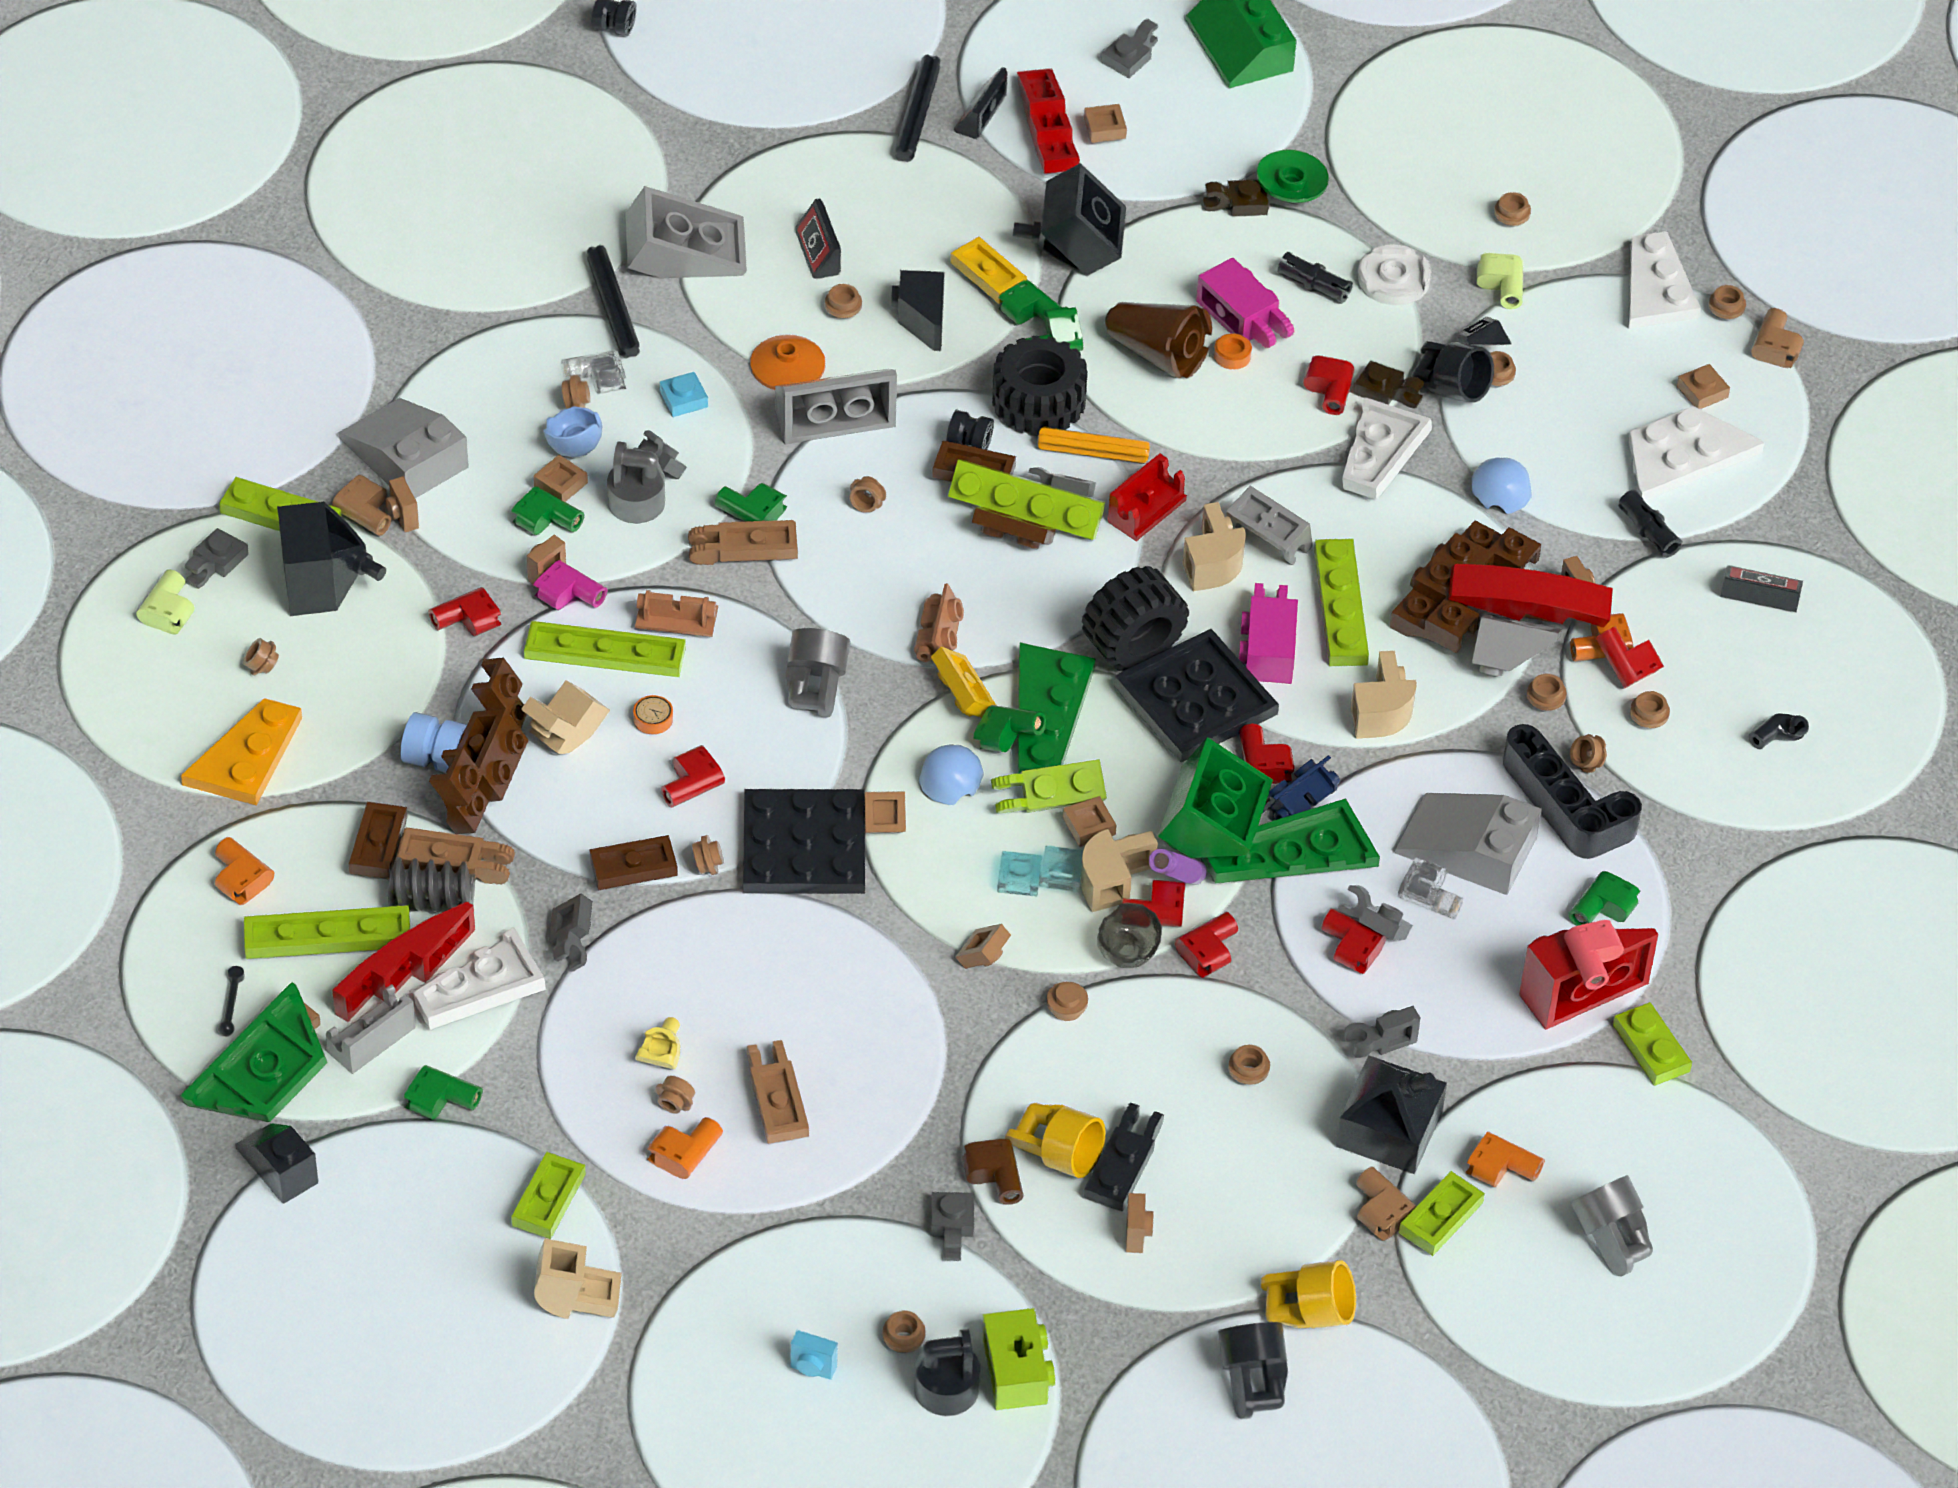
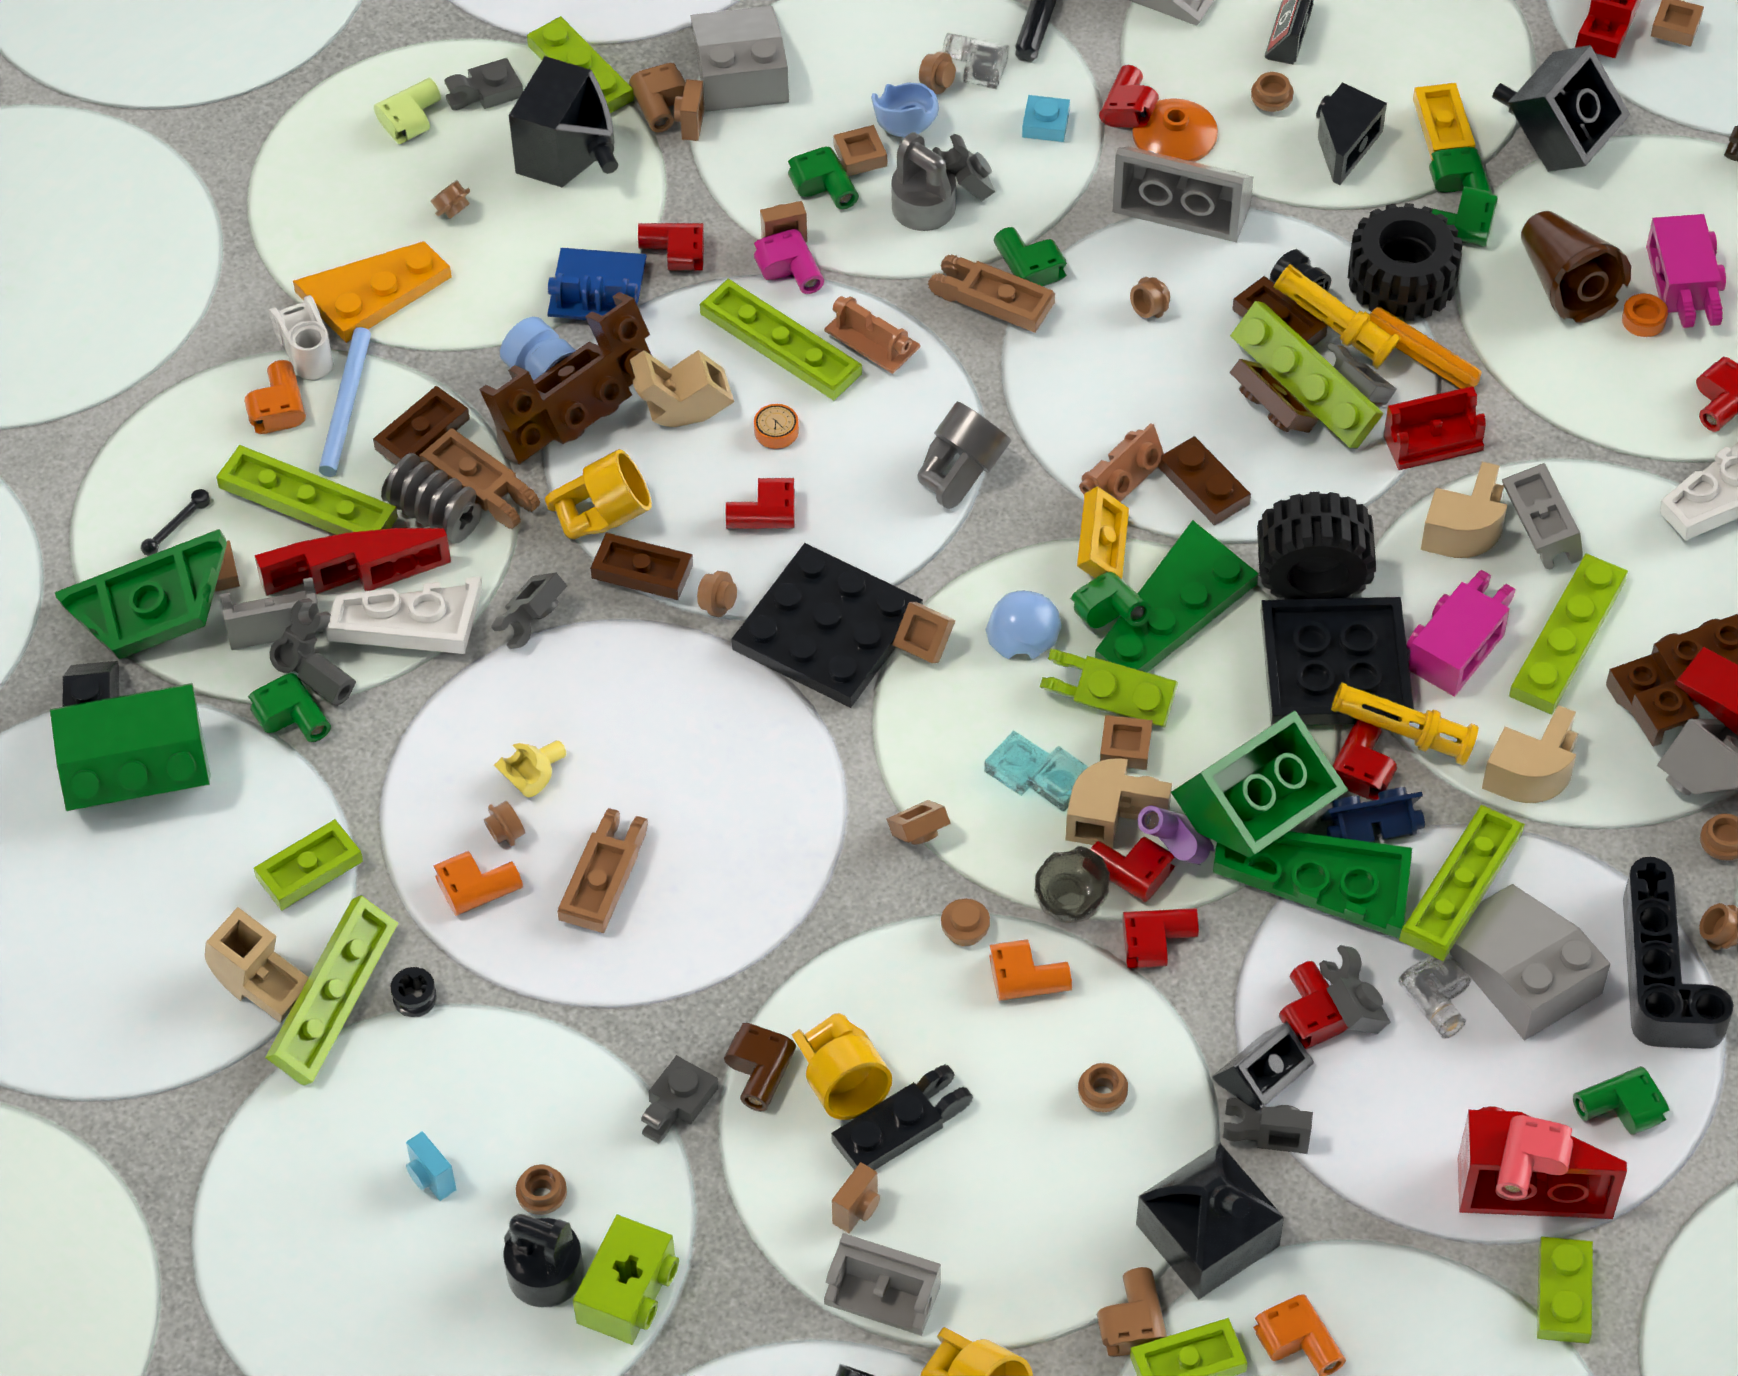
camera: 35 degrees right, 5 degrees up
(225, 813) = (303, 338): none -> white piece
(295, 848) = (344, 402): none -> light blue bar
(350, 1174) = (129, 747): none -> green slope
(415, 1050) = (297, 653): none -> dark grey bar
(429, 671) = (590, 278): none -> blue hinge
(578, 814) = (614, 489): none -> yellow piece
(641, 1272) = (331, 990): none -> lime plate
(707, 1254) = (417, 979): none -> black bush
(740, 356) = (1128, 101): none -> red piece
(1004, 611) = (1204, 480): none -> reddish brown plate
(1036, 449) = (1352, 326): none -> yellow pin
(1131, 1018) = (1018, 977): none -> orange piece
(1198, 1270) = (882, 1284): none -> light grey hinge
(1298, 714) = (1431, 724): none -> yellow pin
(1351, 994) = (1265, 1067): none -> black slope
(1395, 806) = (1461, 882): none -> lime tile

